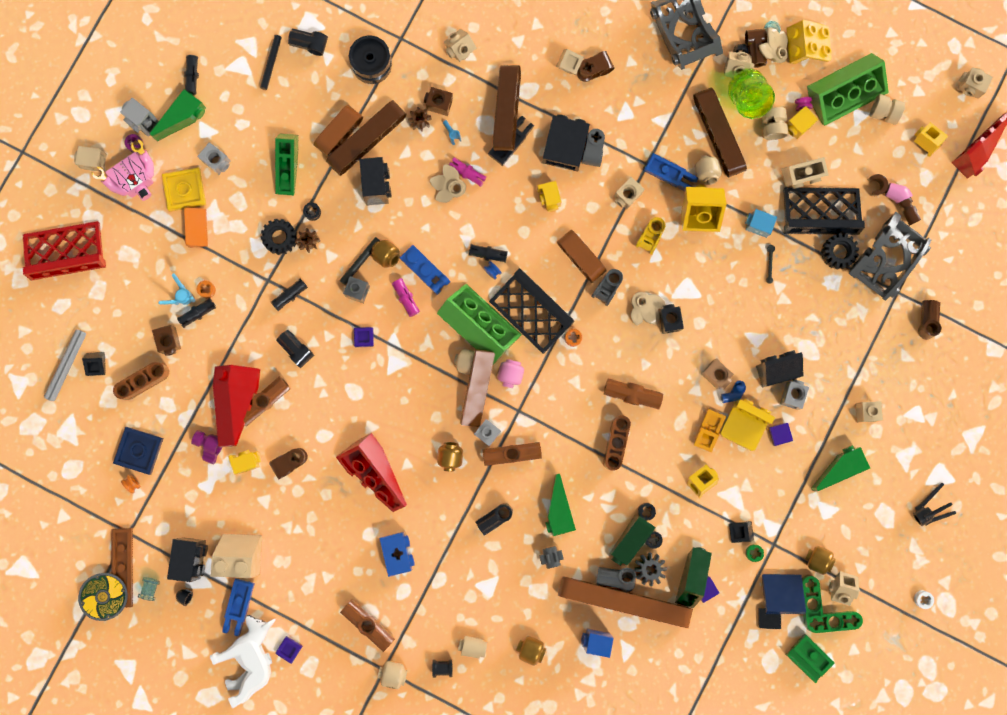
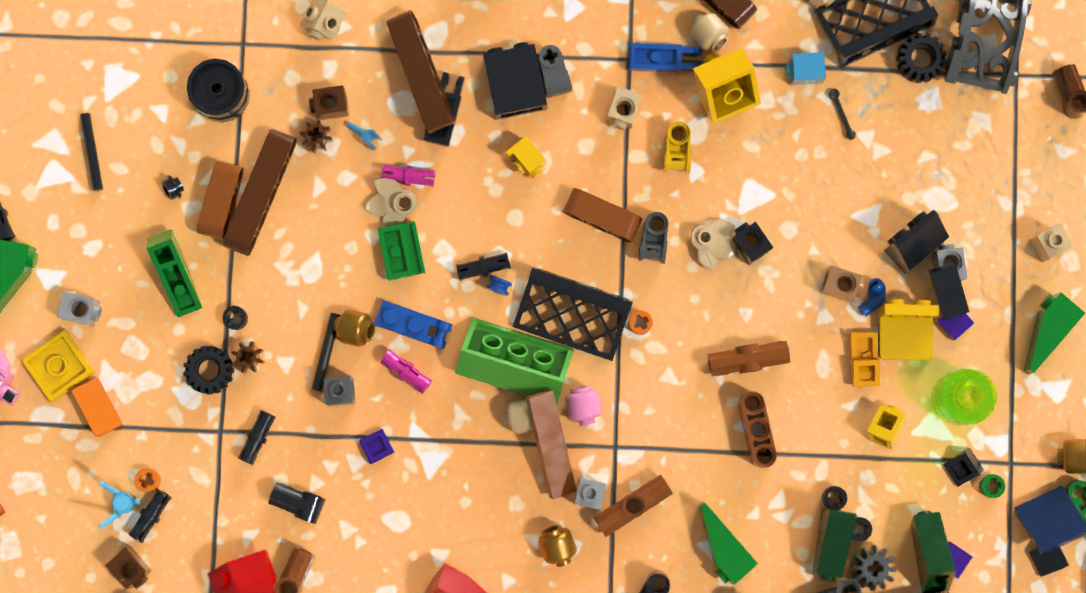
camera: 20 degrees left, 0 degrees up
(312, 42) = (134, 102): black piece -> none
(312, 109) = (172, 187): none -> black plate
(374, 181) = (297, 244): black brick -> none
(439, 218) = (401, 251): none -> green plate
(753, 481) = (949, 400): none -> clear neon green wheel
(786, 411) = (949, 291): none -> black tile

